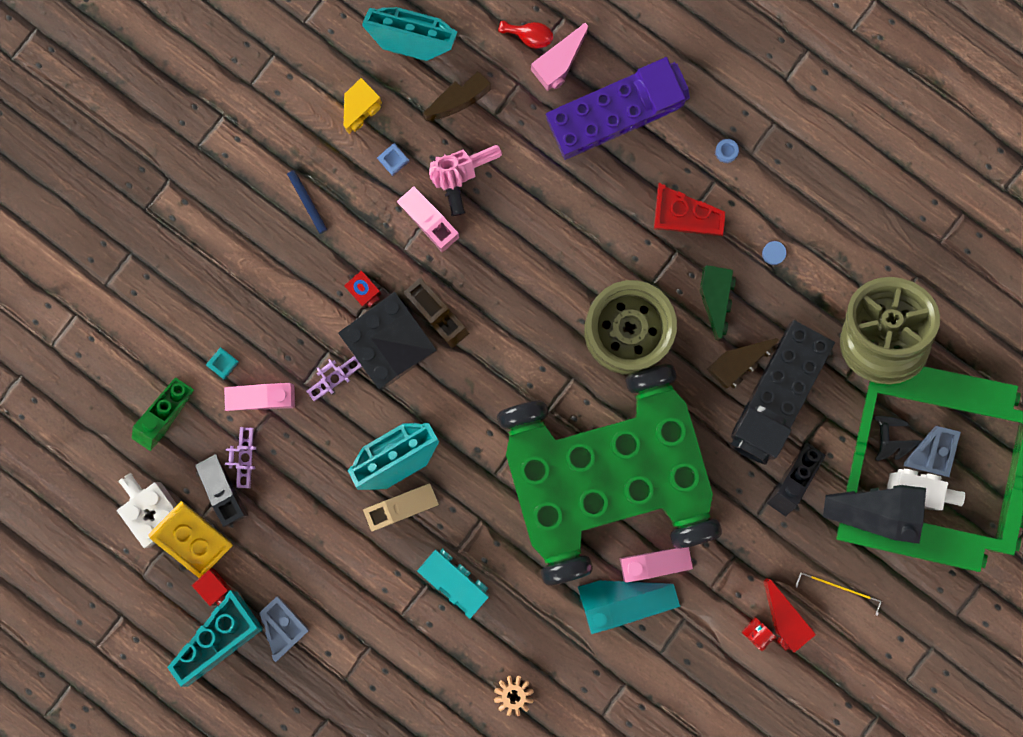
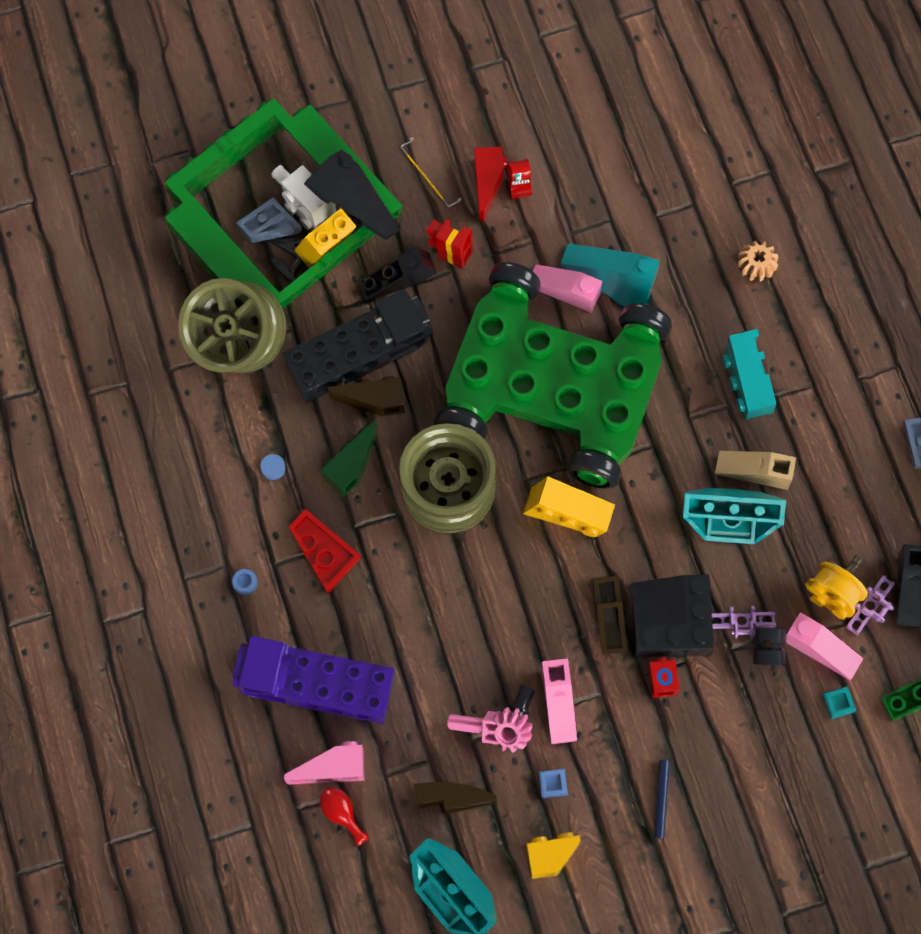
camera: 145 degrees left, 15 degrees down
(274, 447) = (837, 588): none -> yellow wheel
(298, 366) = (769, 655): none -> black wheel
(521, 372) = (569, 507): none -> yellow wedge
(777, 532) = (450, 243): none -> red hips
(878, 463) = (325, 238): none -> yellow window

